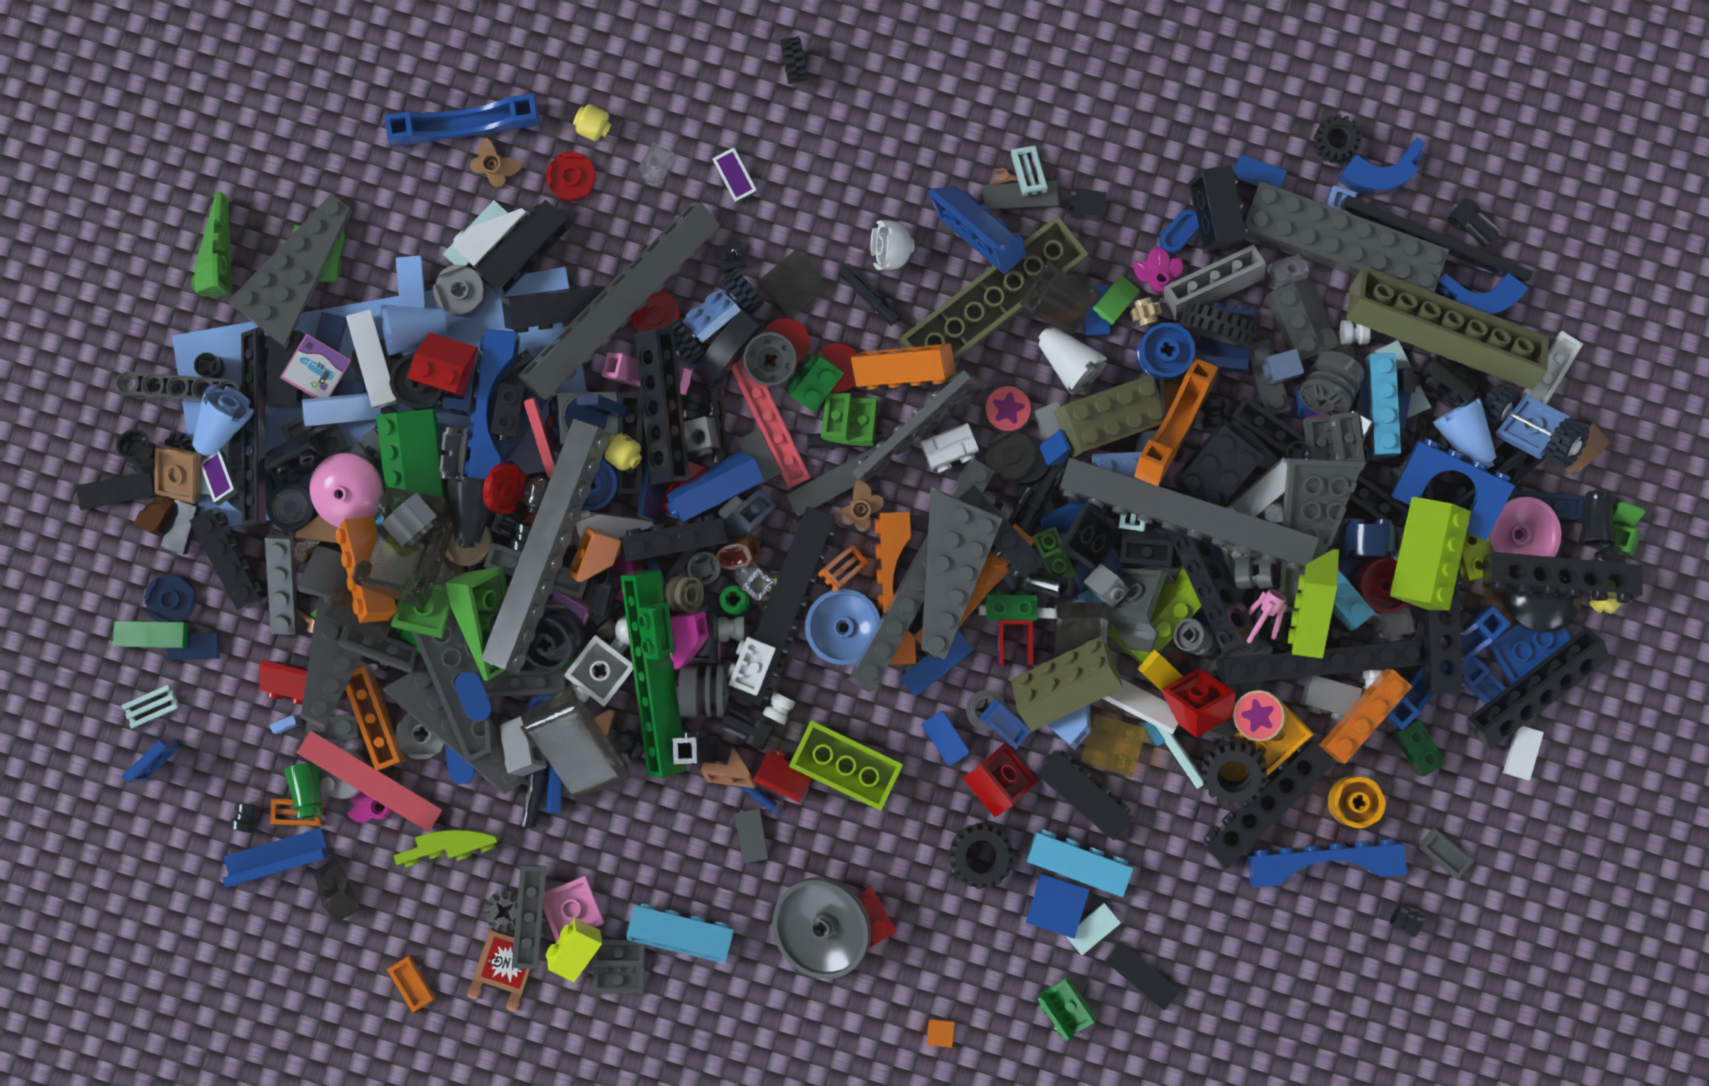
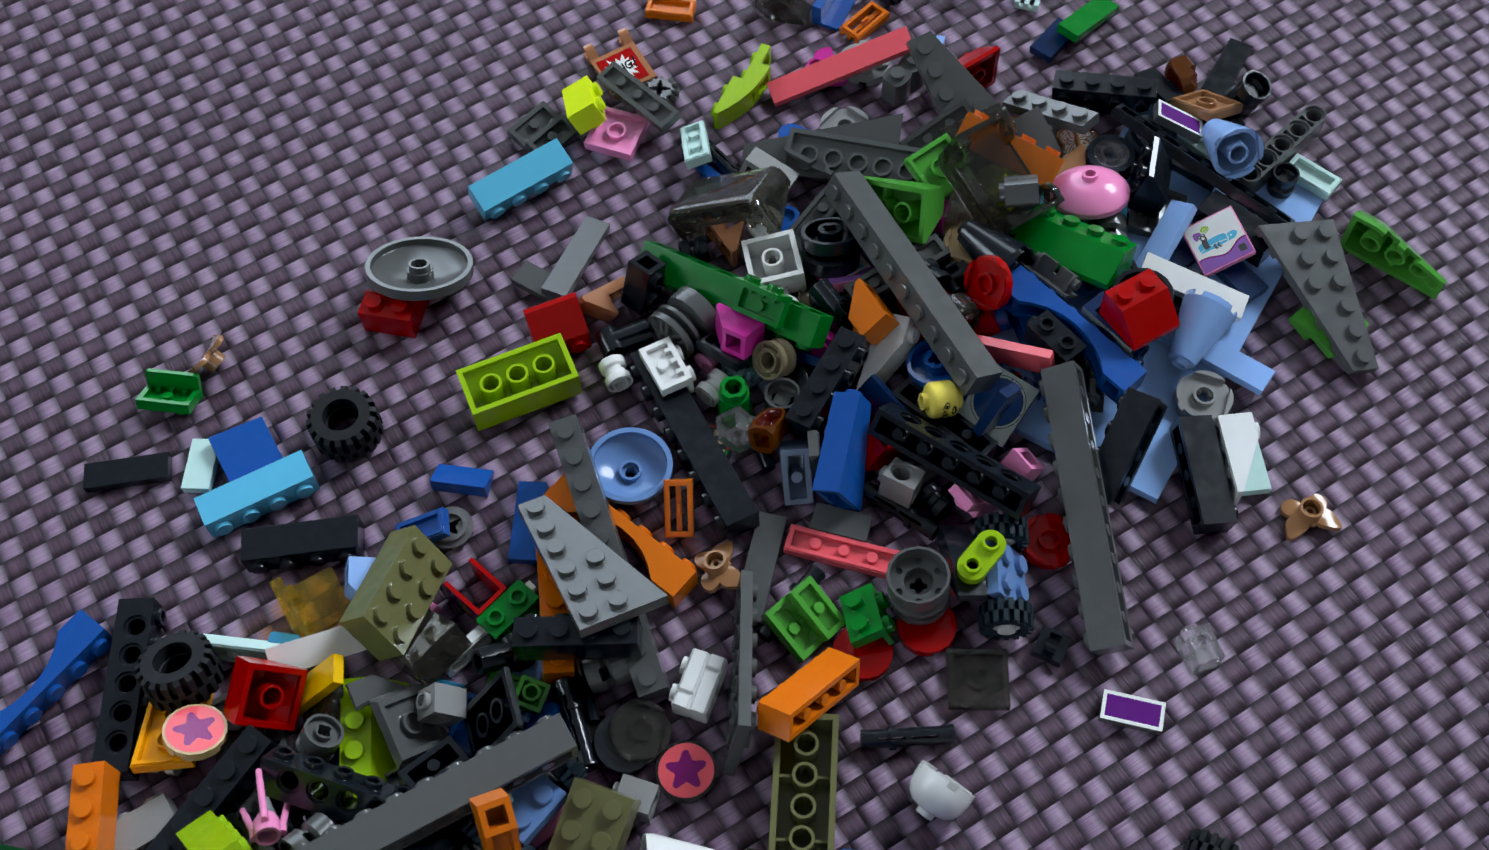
camera: 135 degrees right, 25 degrees down
(170, 599) = (1105, 50): dark blue tile -> none
(184, 350) = (1315, 178): none -> light aqua tile
(305, 789) = (870, 25): green plant -> none
(374, 719) = (884, 99): orange brick -> none
(423, 127) = (1372, 515): blue arch -> none
(472, 696) = (837, 159): blue tile -> none
(538, 827) = (695, 144): none -> light aqua tile
(571, 176) = (1245, 570): red tile -> none
(592, 122) = (1287, 623): light yellow head -> none
(711, 827) = (576, 258): none -> tile
(721, 332) = (982, 555): none -> lime plate
(940, 1032) = (258, 297): orange tile -> none
(1000, 779) = (384, 490): red slope -> none
(1017, 1009) = (212, 358): none -> medium nougat animal
(1056, 449) = (605, 769): blue slope -> none
(1366, 791) = (41, 763): light orange brick -> none

